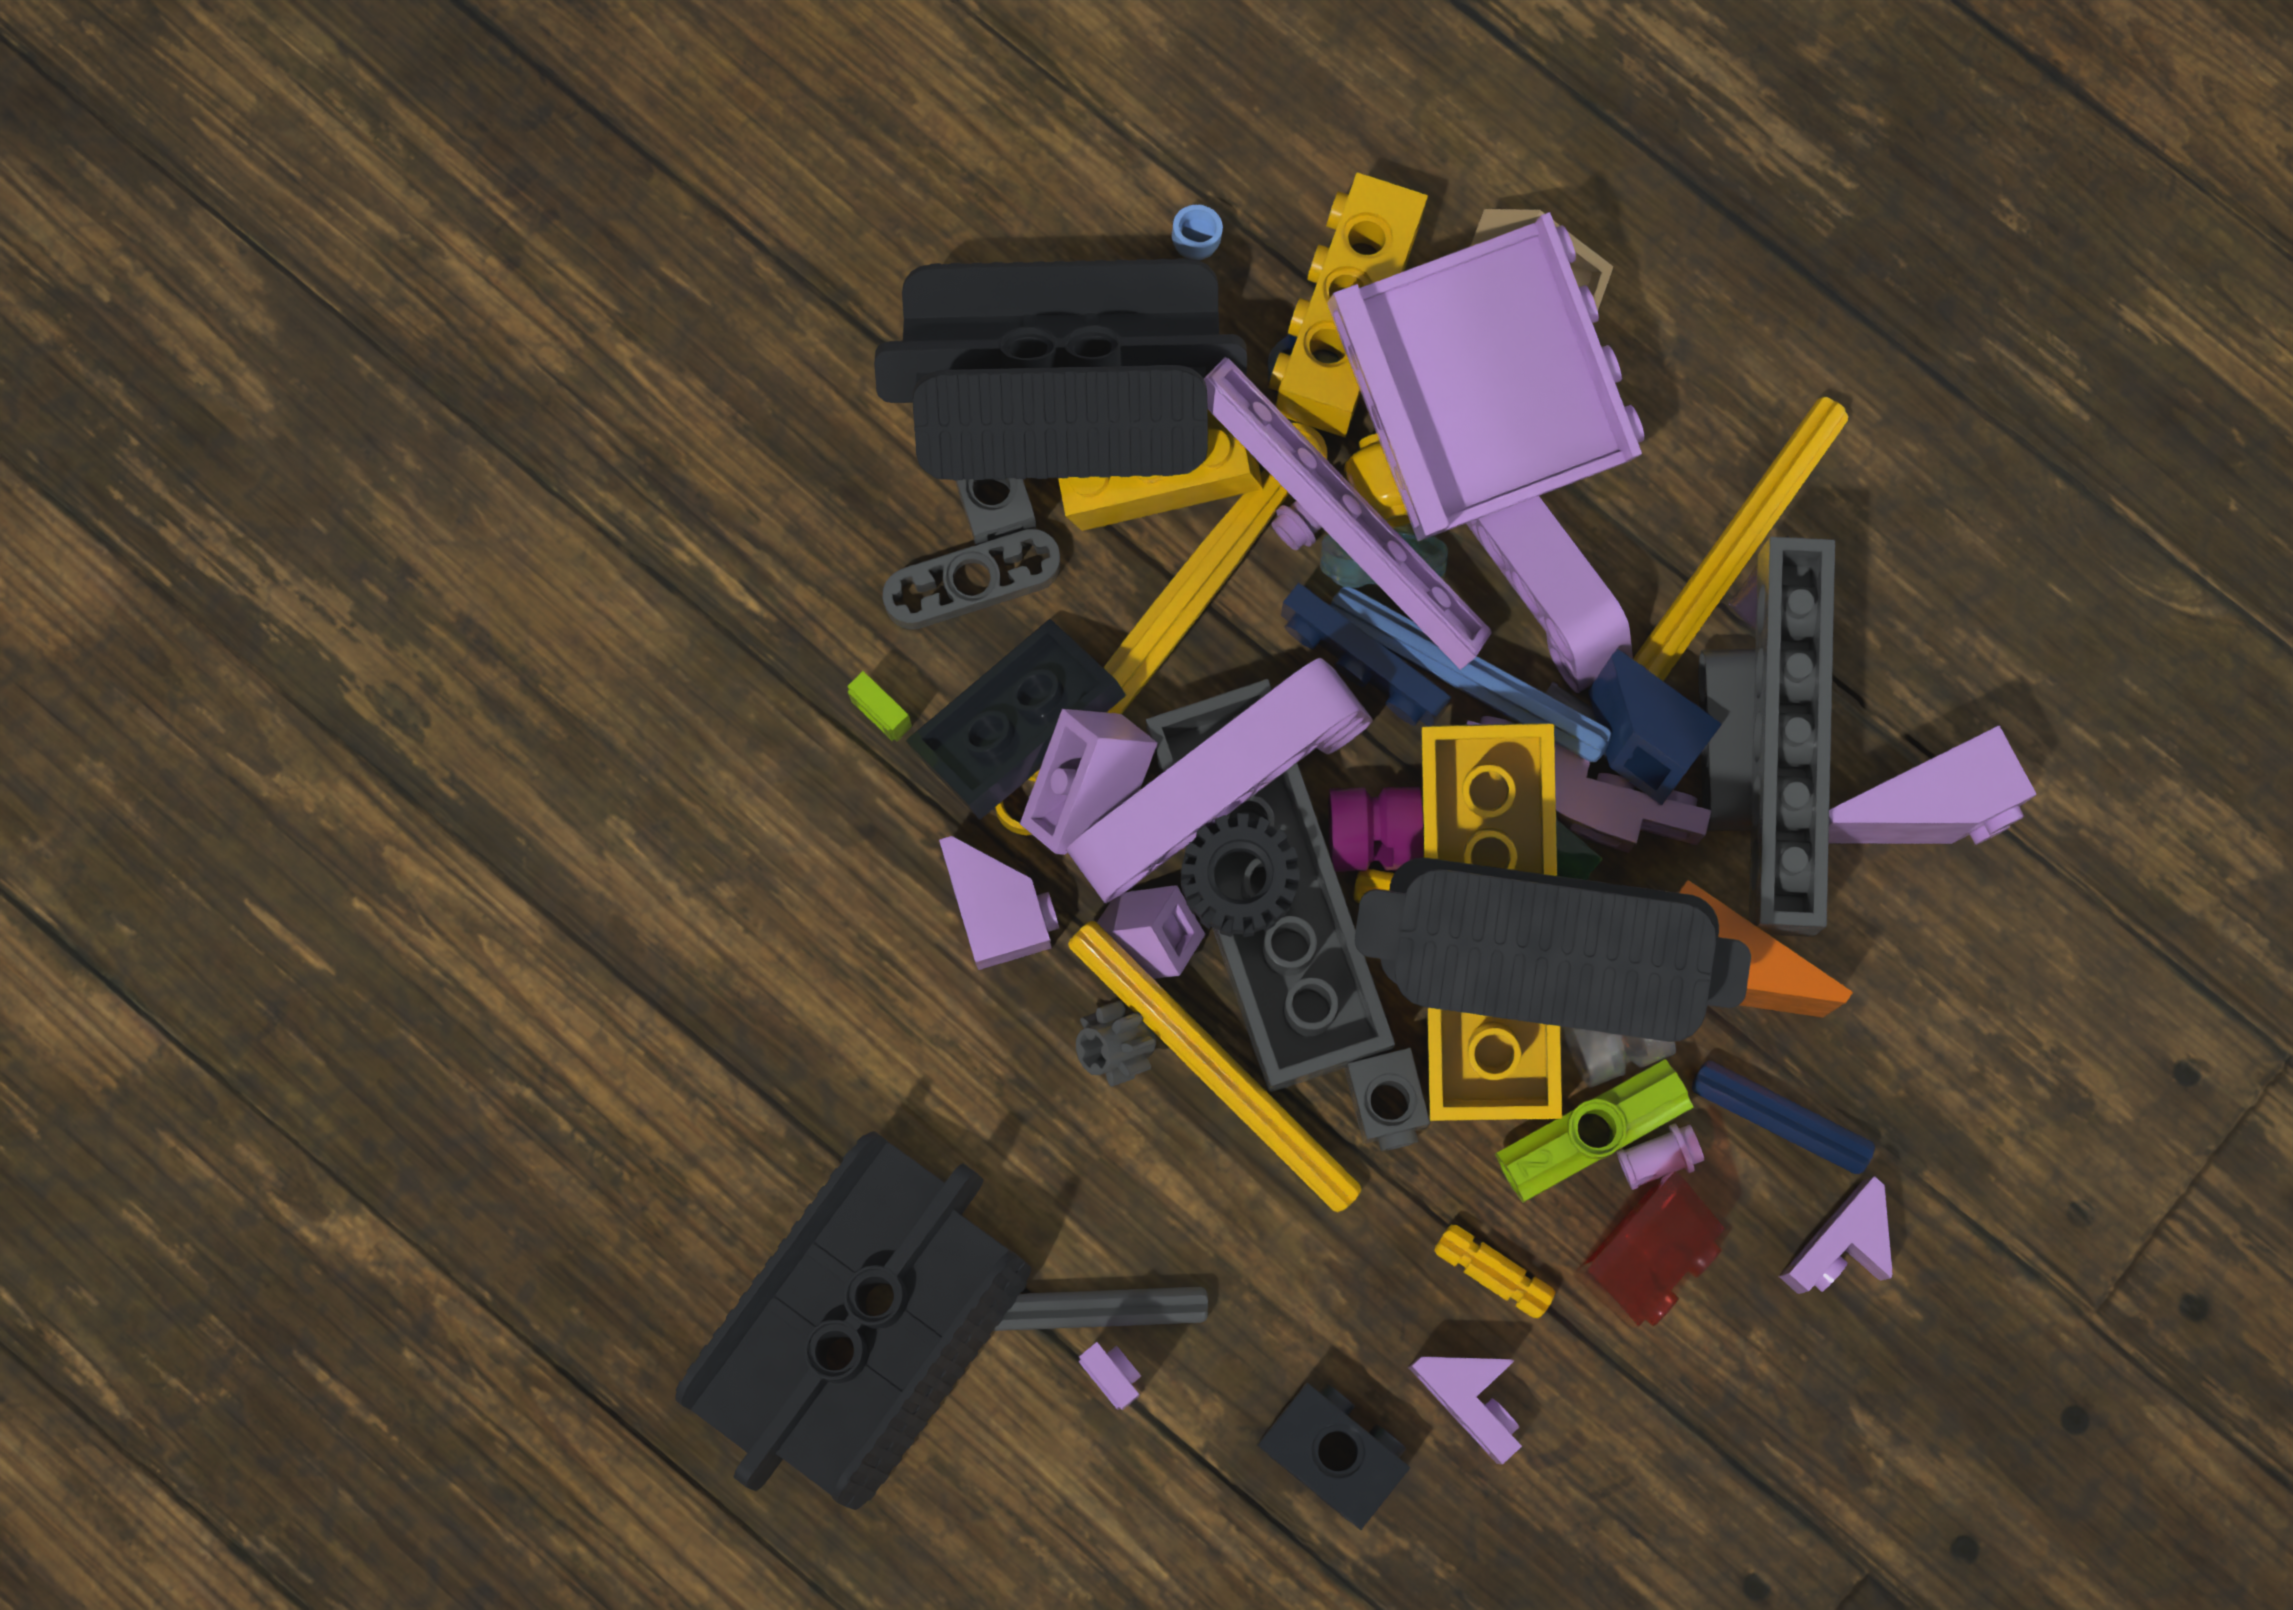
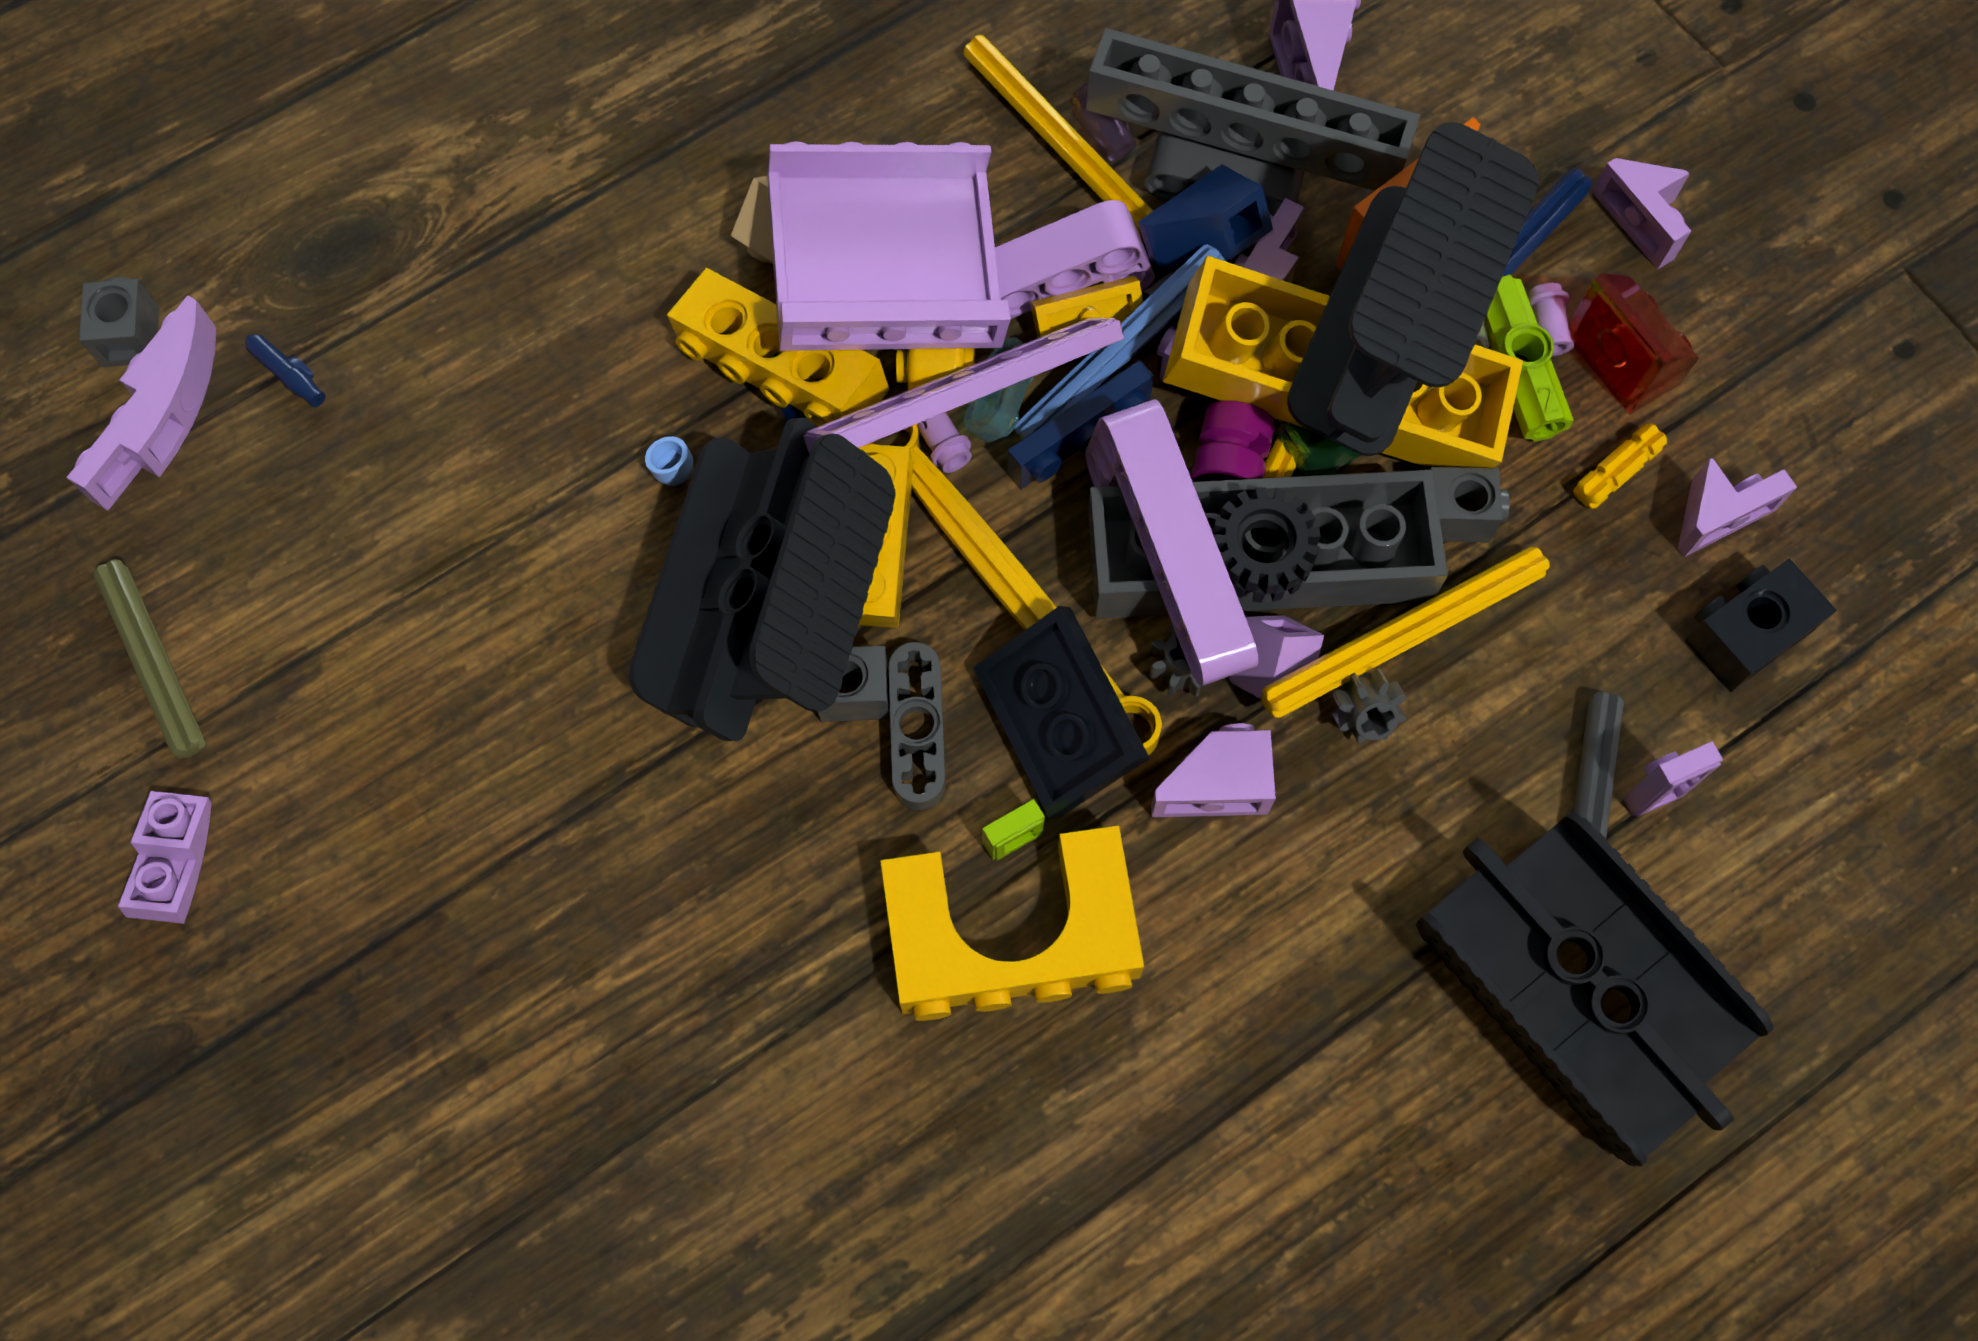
camera: 75 degrees left, 10 degrees down
(716, 671) = (943, 972): none -> yellow arch
(1085, 775) = (1138, 658): lavender slope -> none
(1516, 638) = (1106, 300): none -> yellow plate

